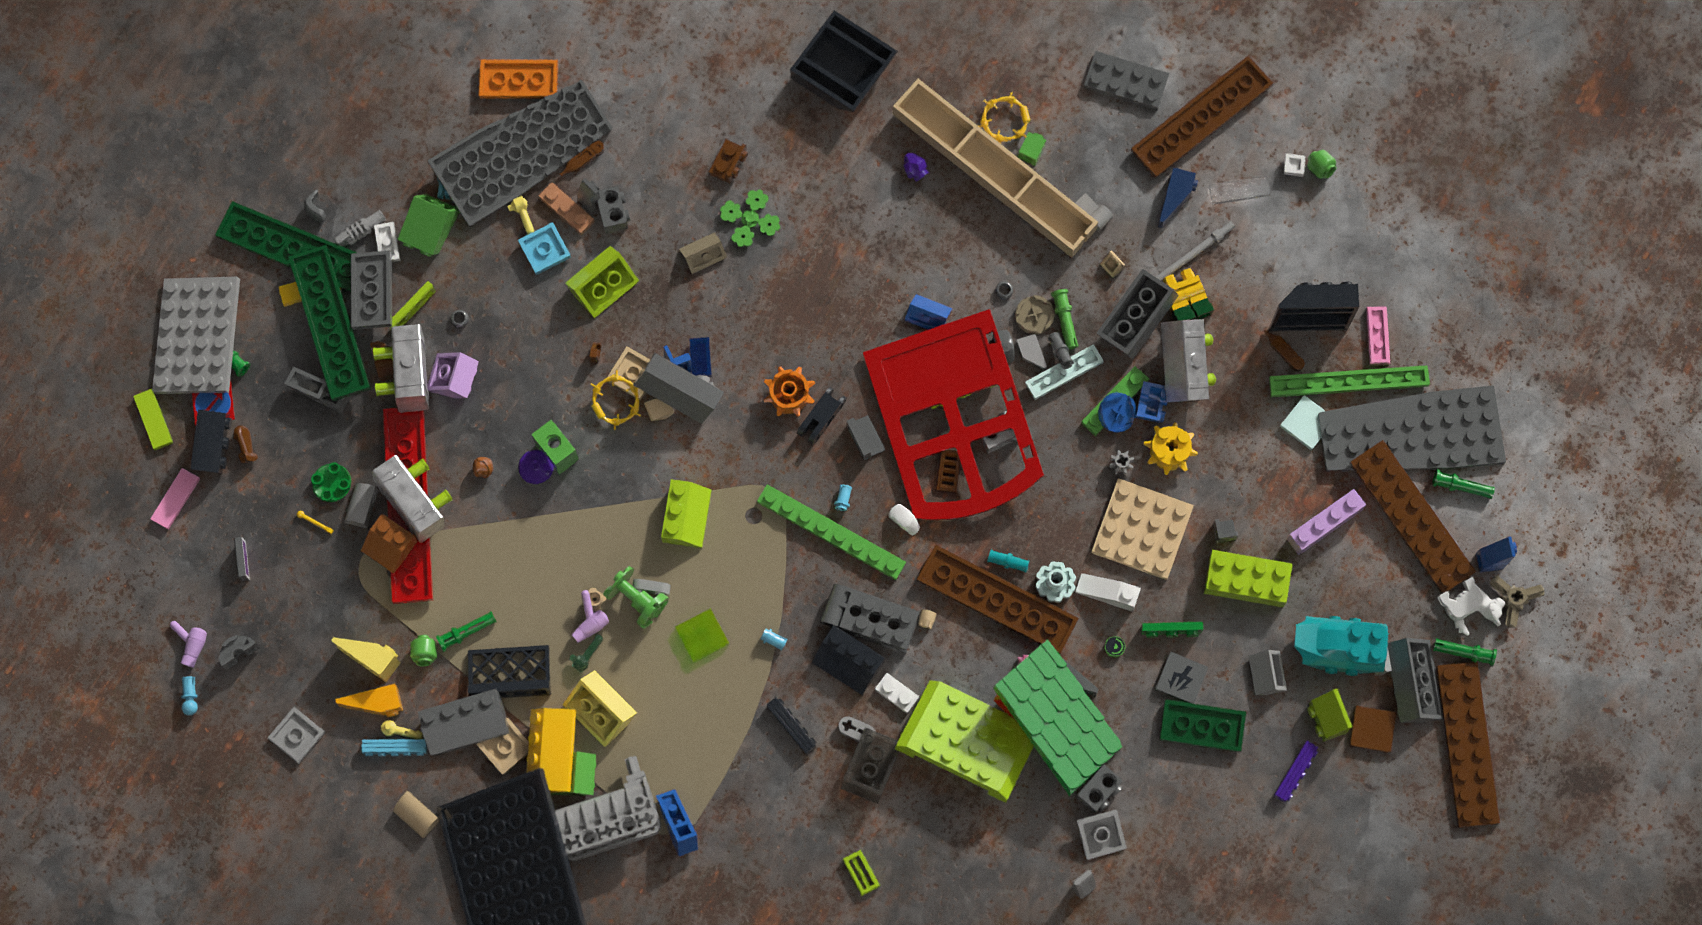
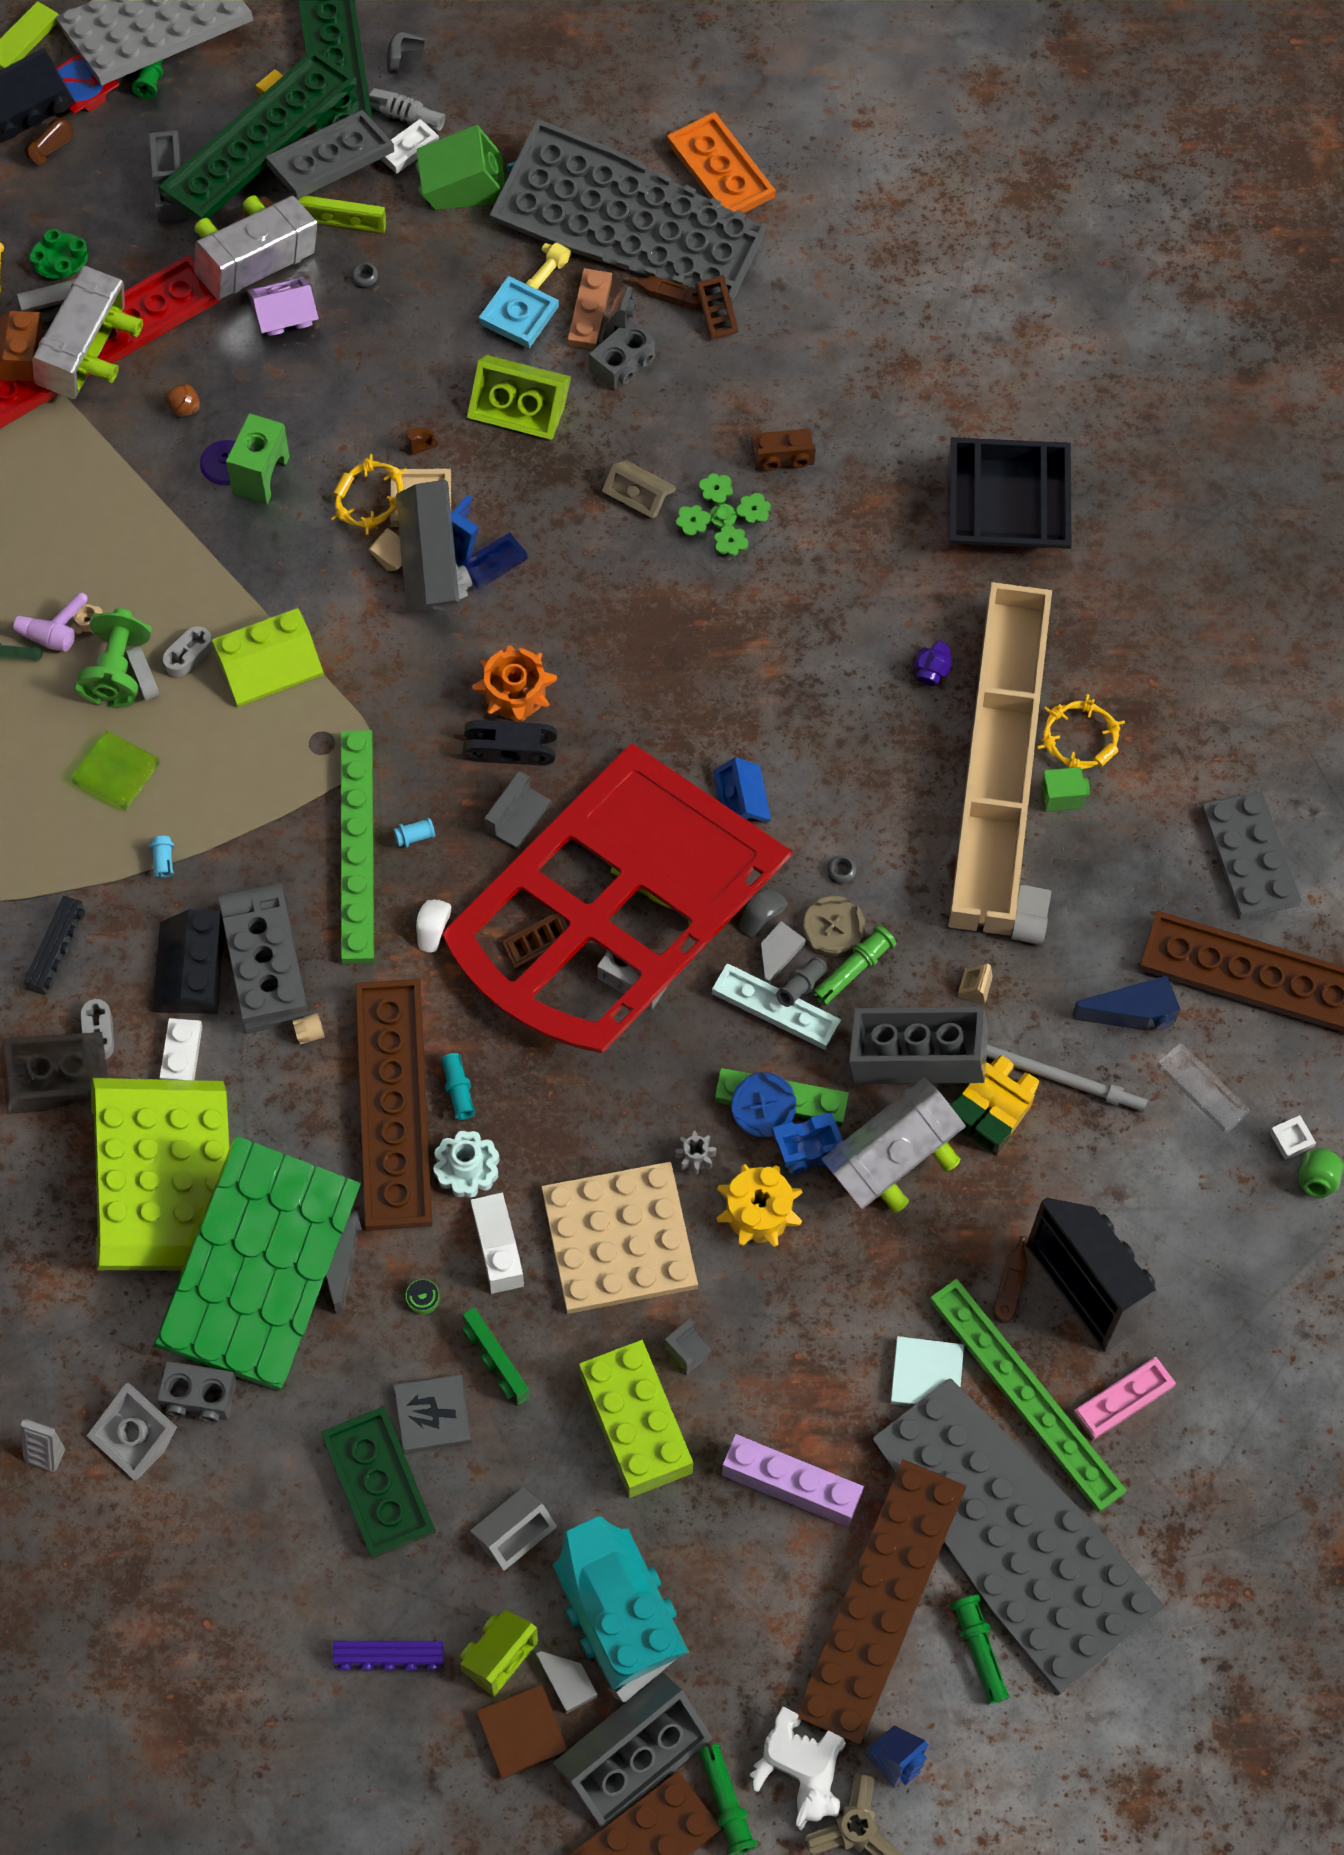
camera: 55 degrees right, 10 degrees down
(598, 135) = (724, 294): none -> reddish brown slope
(655, 553) = (184, 650): none -> light grey beam
(1361, 692) = (567, 1680): none -> light grey tile

